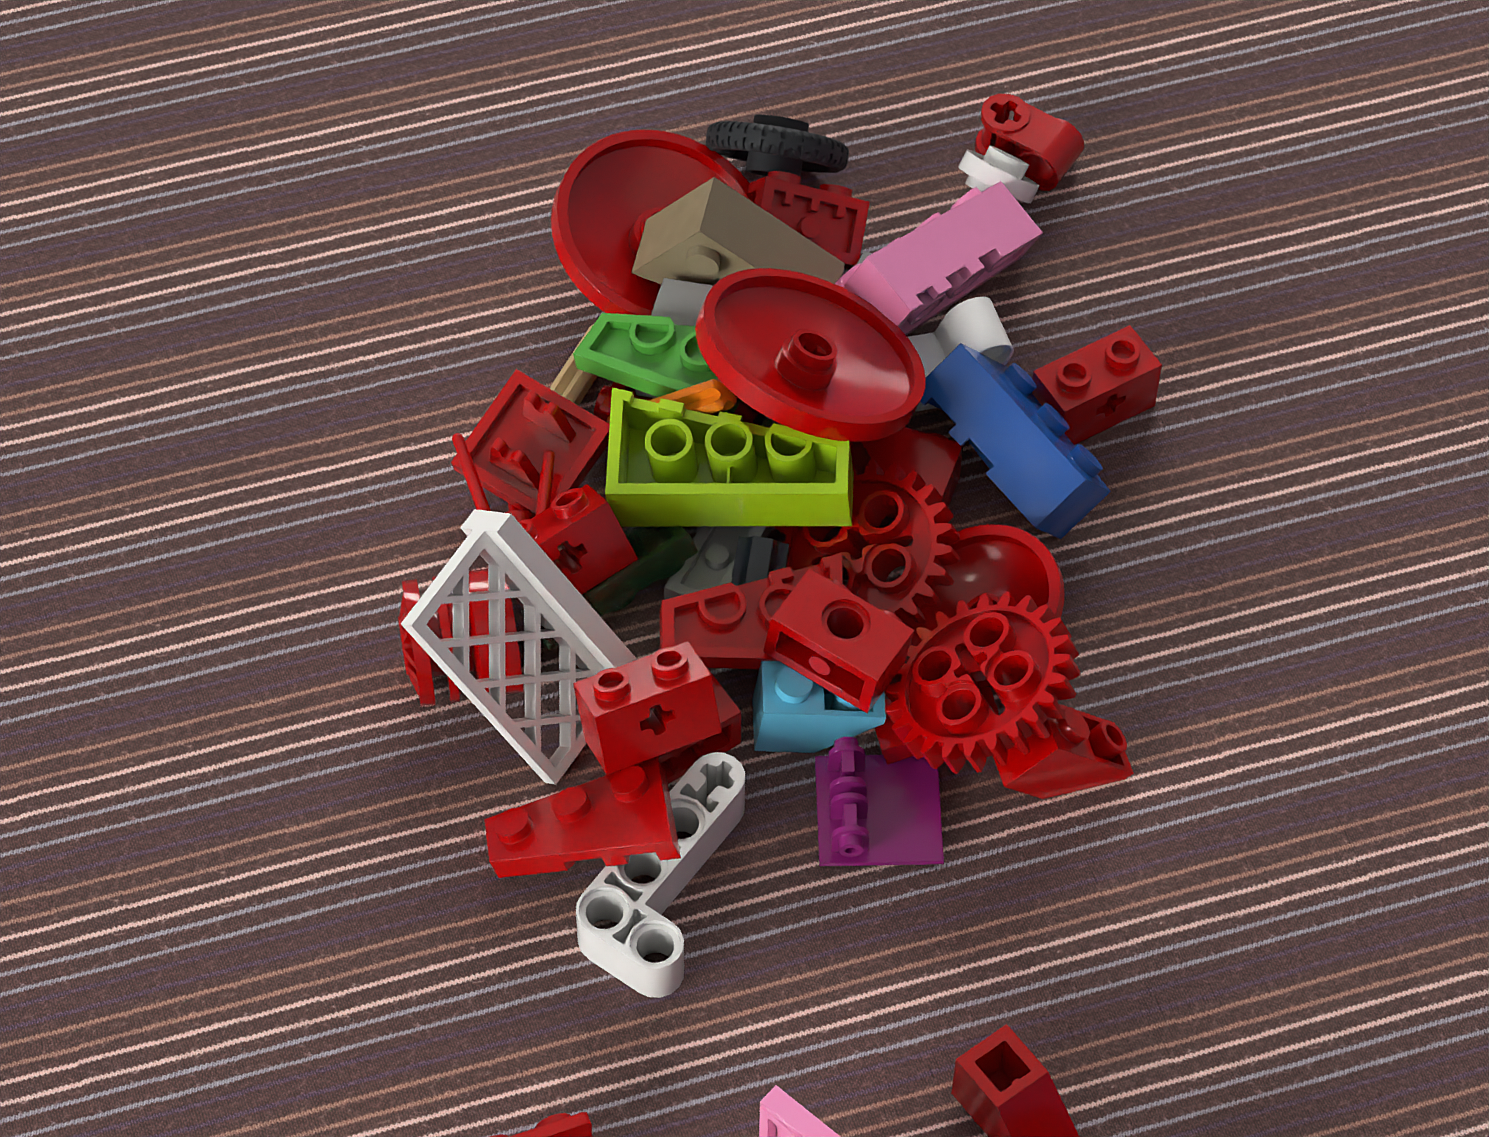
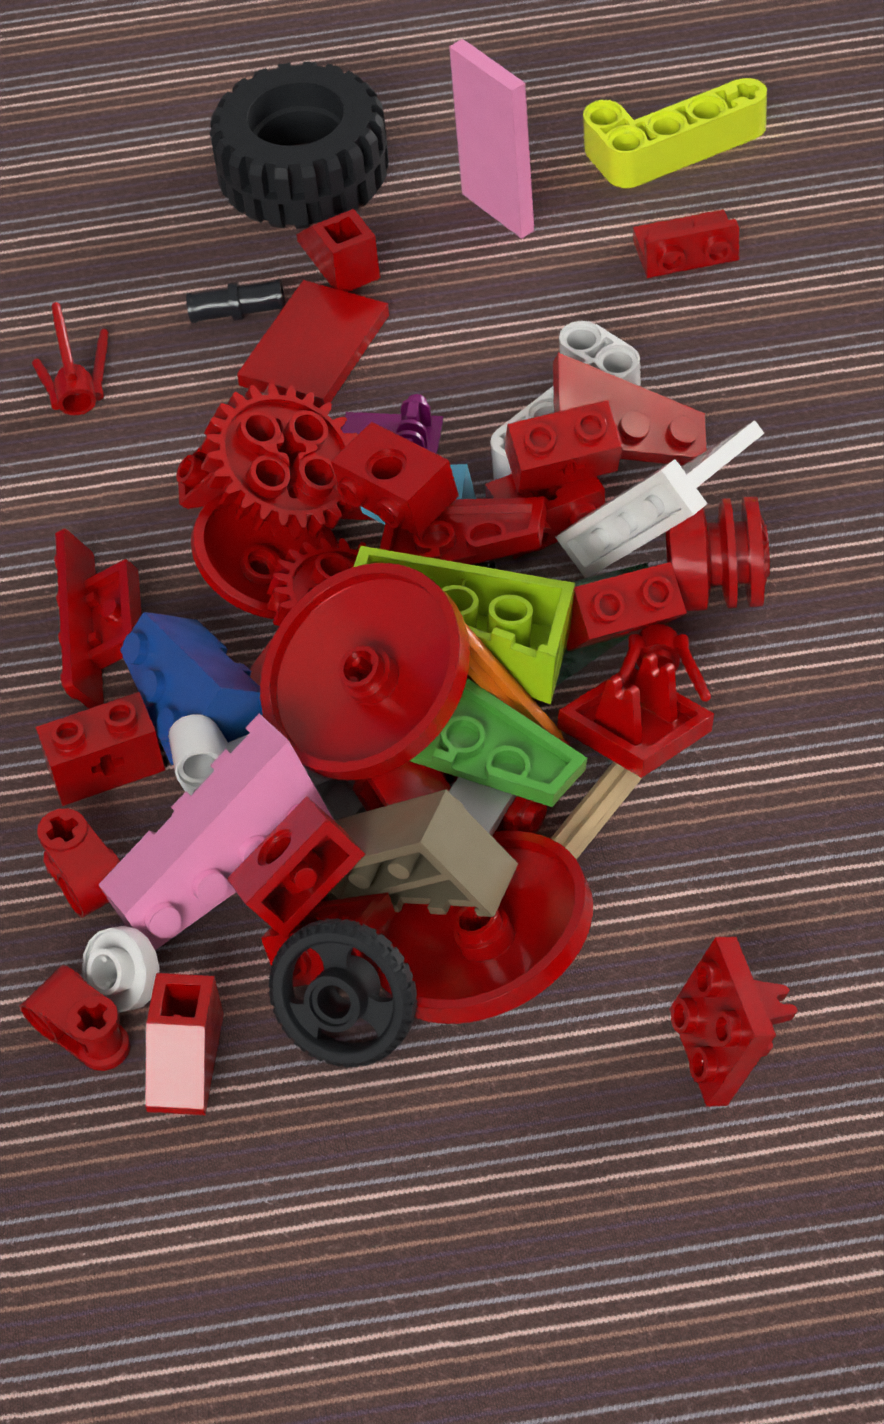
camera: 165 degrees left, 5 degrees down
(414, 163) = (726, 1020): none -> red plate
(843, 222) = (295, 867): none -> red brick
(920, 127) = (181, 1043): none -> slope
(1013, 966) = (314, 342): none -> red tile
(1074, 280) = (76, 859): none -> red piece
(1134, 1022) = (235, 301): none -> black pin
(1159, 547) = (94, 616): none -> red bracket
(1305, 866) = (73, 388): none -> red plant

